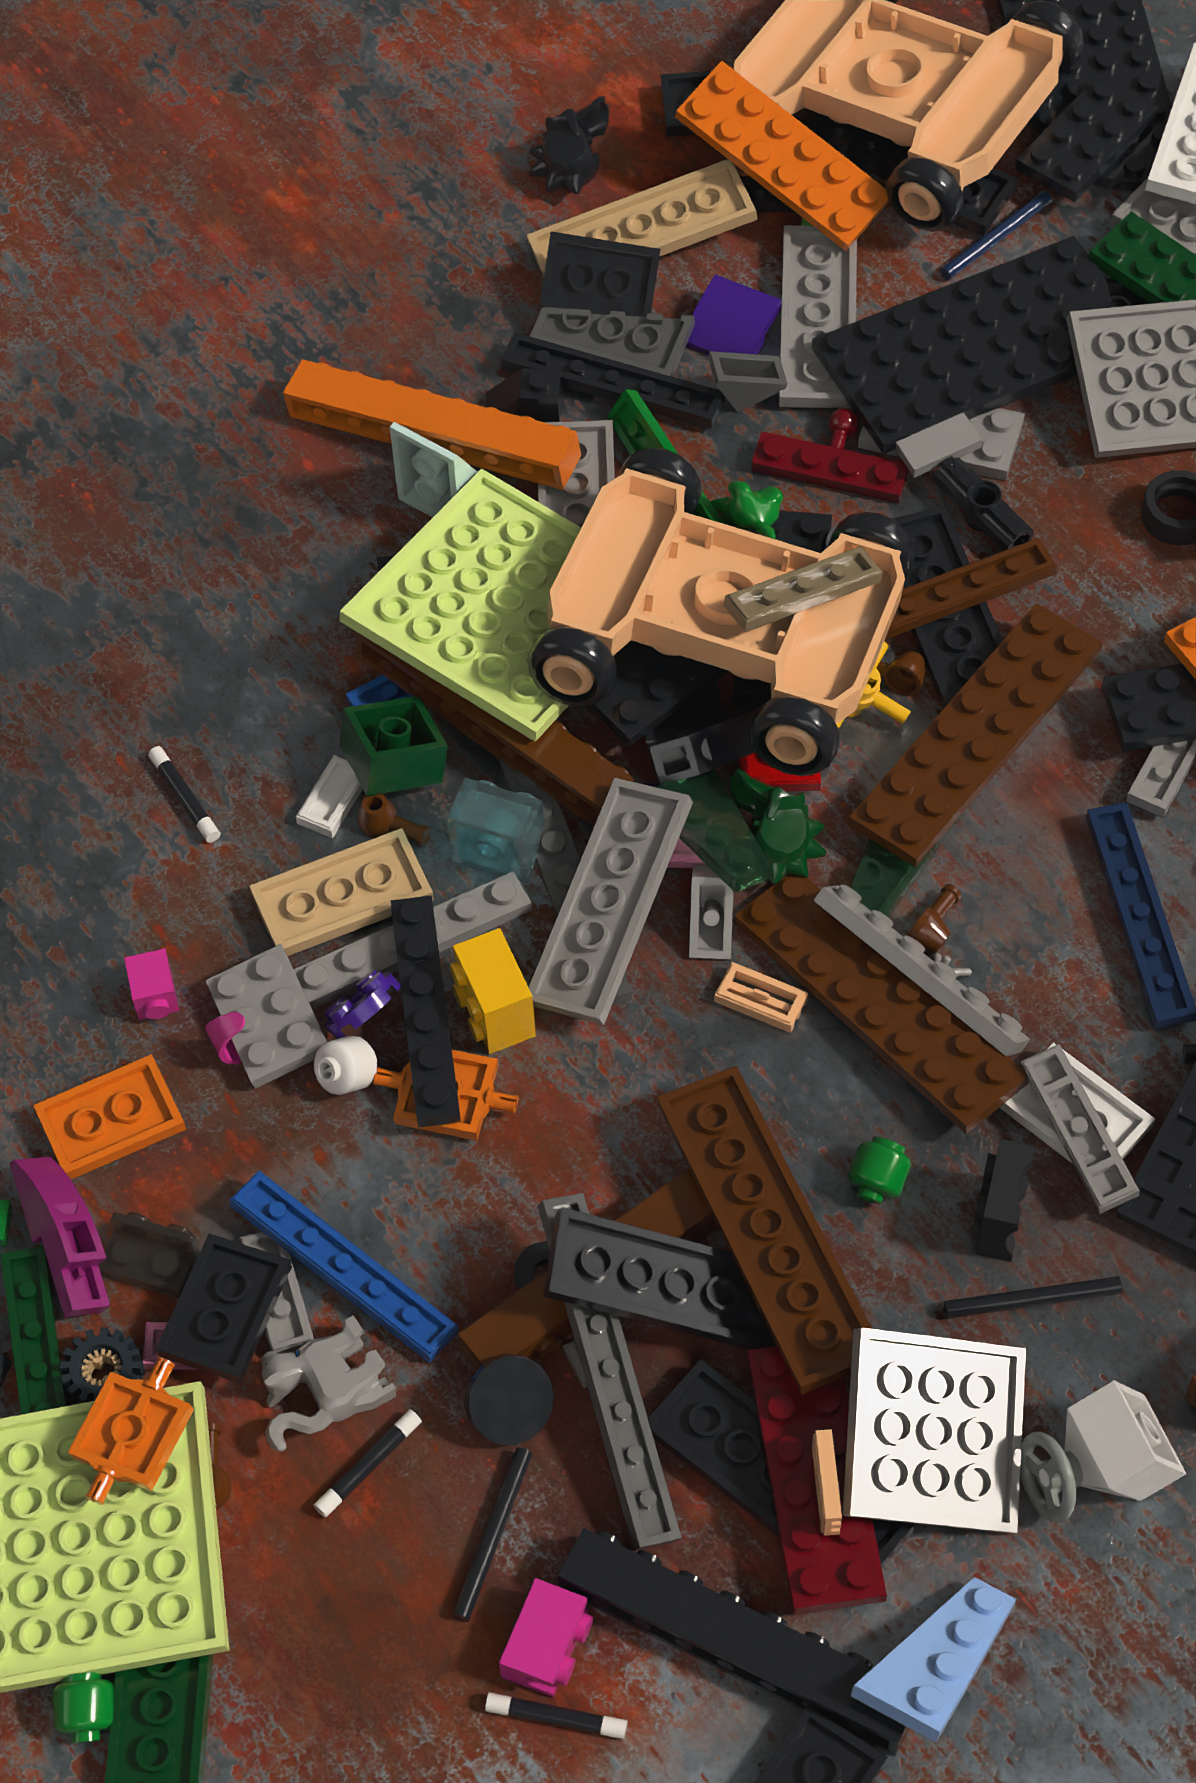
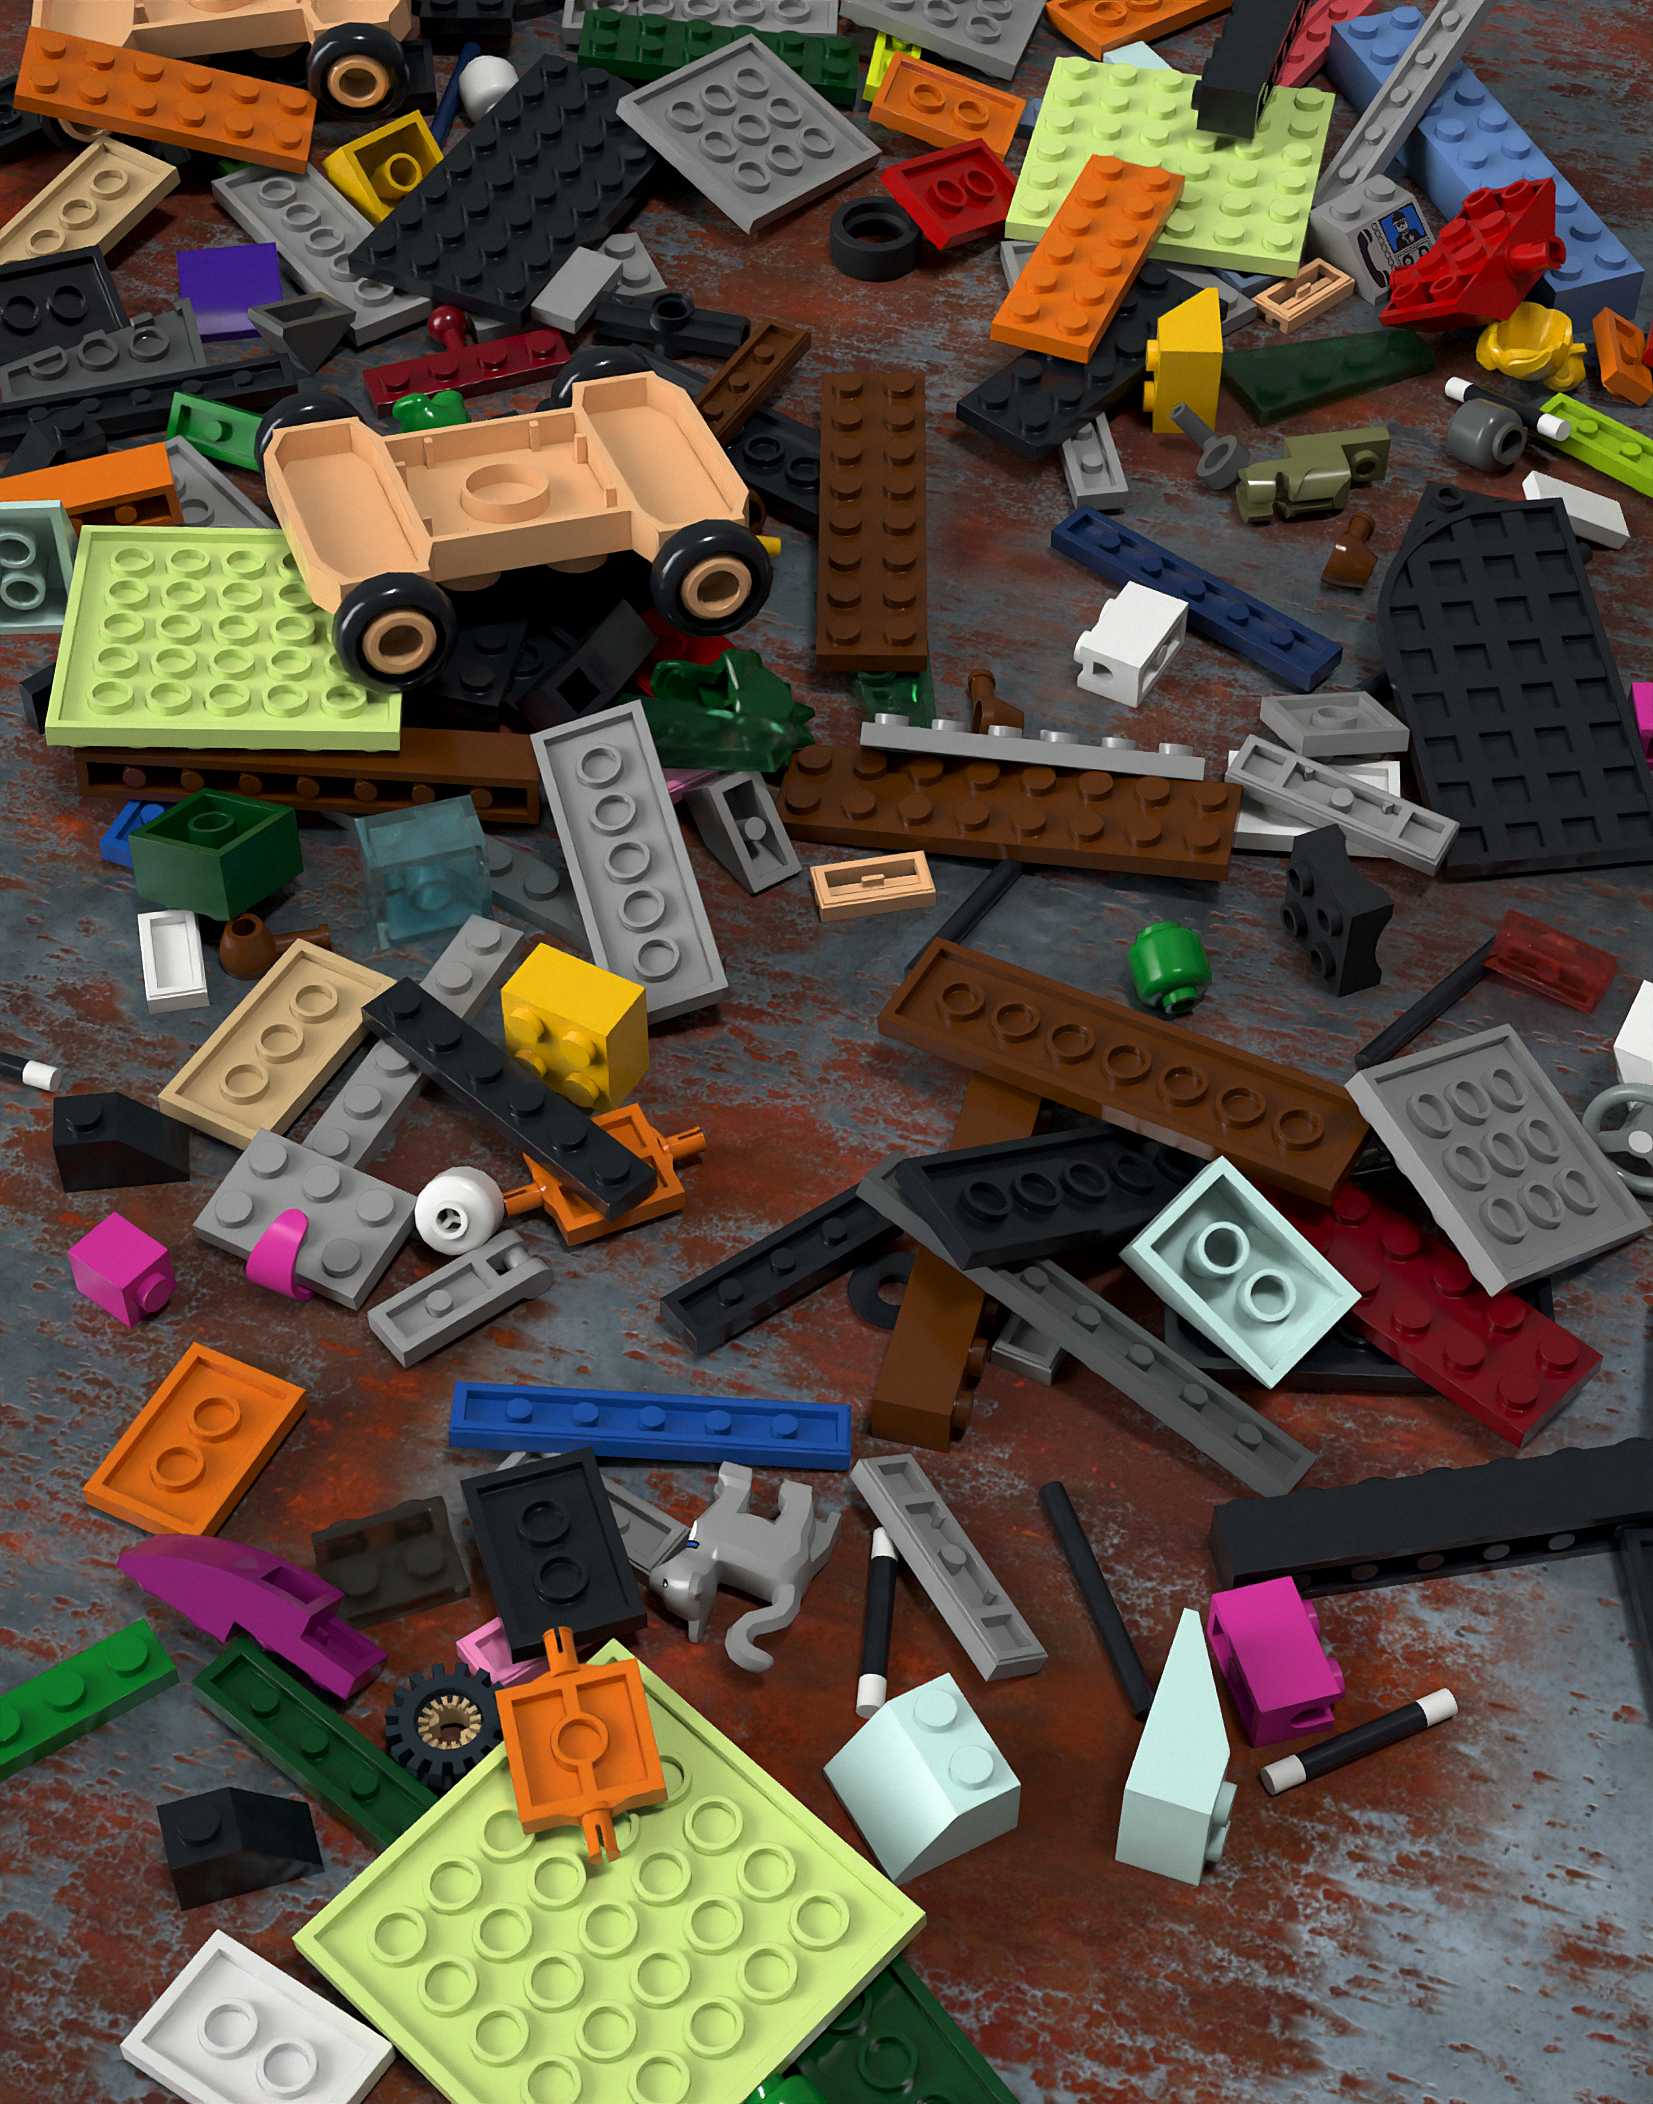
camera: 40 degrees left, 10 degrees down
(208, 902) = (117, 1143): none -> black slope
(307, 1571) = (924, 1781): none -> light aqua slope
(310, 1117) = (459, 1297): none -> light grey plate
(361, 1005) = (426, 1124): dark purple plate -> none
(424, 1458) = (949, 1567): none -> light grey plate
(428, 1660) = (1177, 1788): none -> light aqua slope
(476, 1215) = (776, 1270): none -> black plate
(509, 1399) = (992, 1434): black tile -> none
(717, 1399) = (1240, 1273): none -> light aqua slope
(798, 1053) = (975, 905): none -> black bar
(802, 588) = (590, 438): dark tan tile -> none
(826, 1482) = (1446, 1271): light nougat tile -> none
(899, 274) = (383, 166): none -> yellow slope
(1020, 238) = (484, 84): none -> white head
(1065, 925) = (1131, 644): none -> white brick
(1124, 1317) = (1551, 961): none -> clear red panel
(1134, 1066) = (1334, 725): none -> light grey plate

